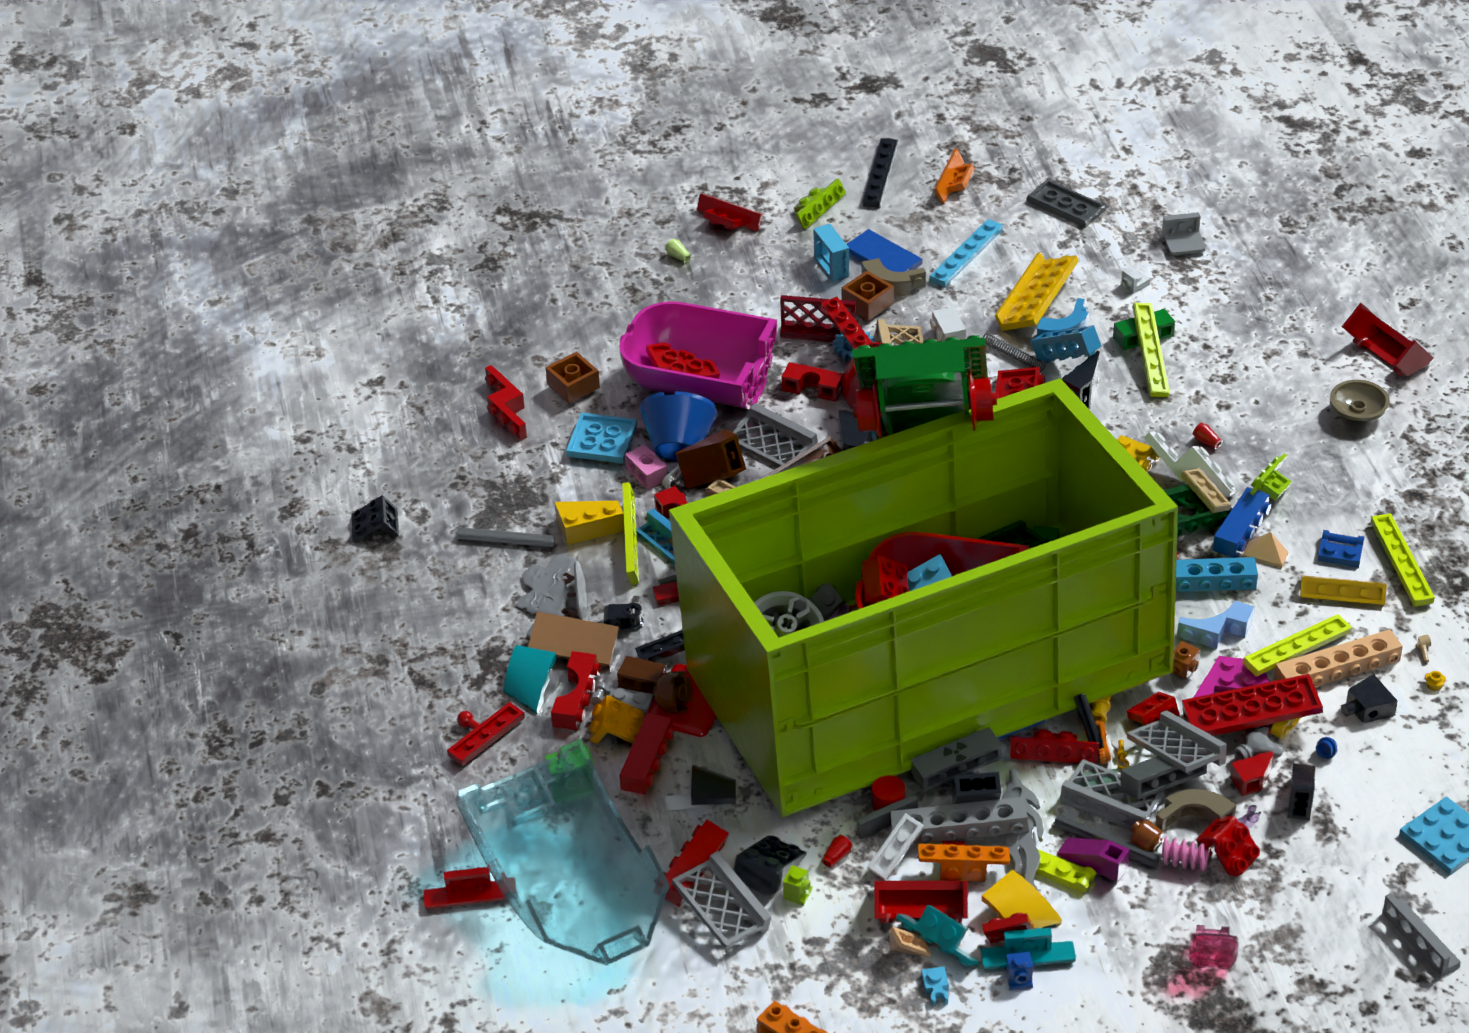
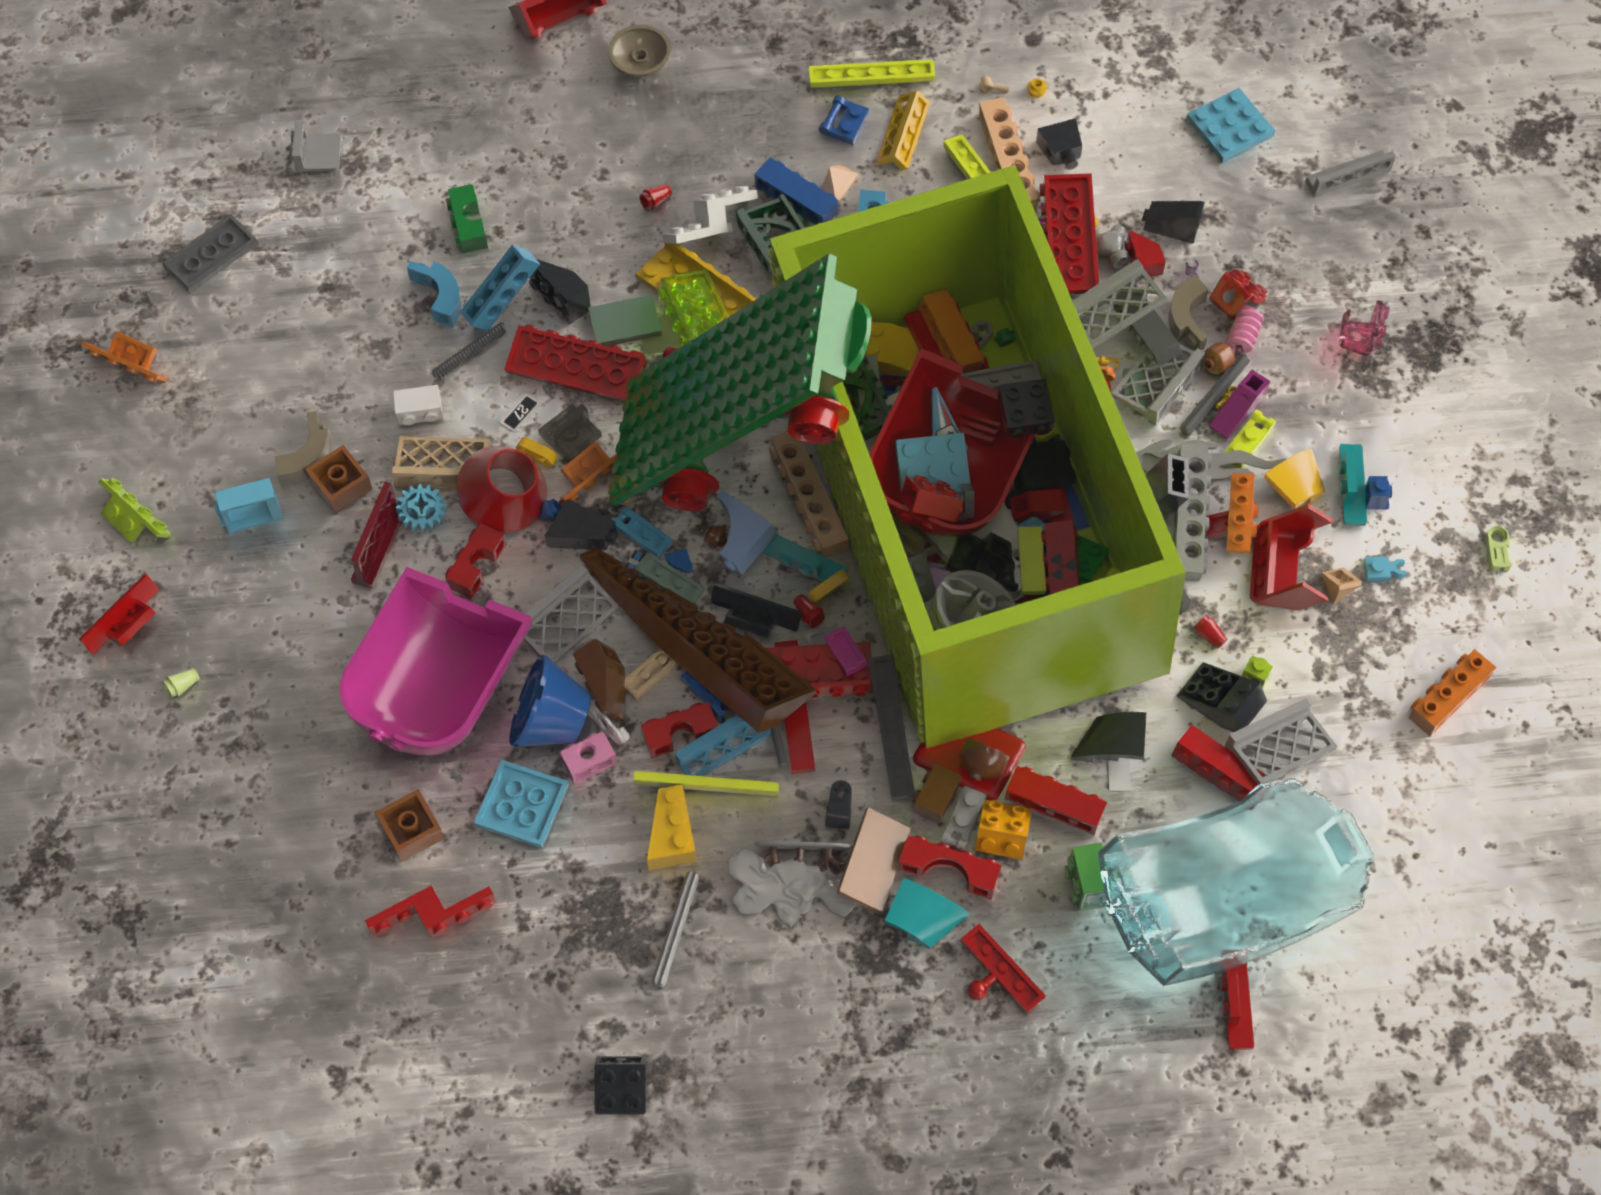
camera: 85 degrees left, 20 degrees up
(682, 361) = (422, 698): red plate -> none
(845, 322) = (424, 496): red bracket -> none
(880, 172) = (86, 436): black plate -> none
(892, 256) = (251, 455): blue tile -> none
(895, 847) = (1220, 574): white tile -> none
(942, 930) = (1331, 550): teal bracket -> none
(966, 253) = (273, 368): medium azure plate -> none
(996, 927) = (1335, 490): red plate -> none
(1034, 291) = (378, 306): yellow bracket -> none
(1134, 281) = (376, 212): white bracket -> none
(1150, 350) = (511, 216): neon yellow tile -> none
(1206, 490) = (758, 208): tan tile -> none
(1271, 481) = (742, 150): lime bracket -> none
(1326, 747) = (1117, 190): blue plate -> none

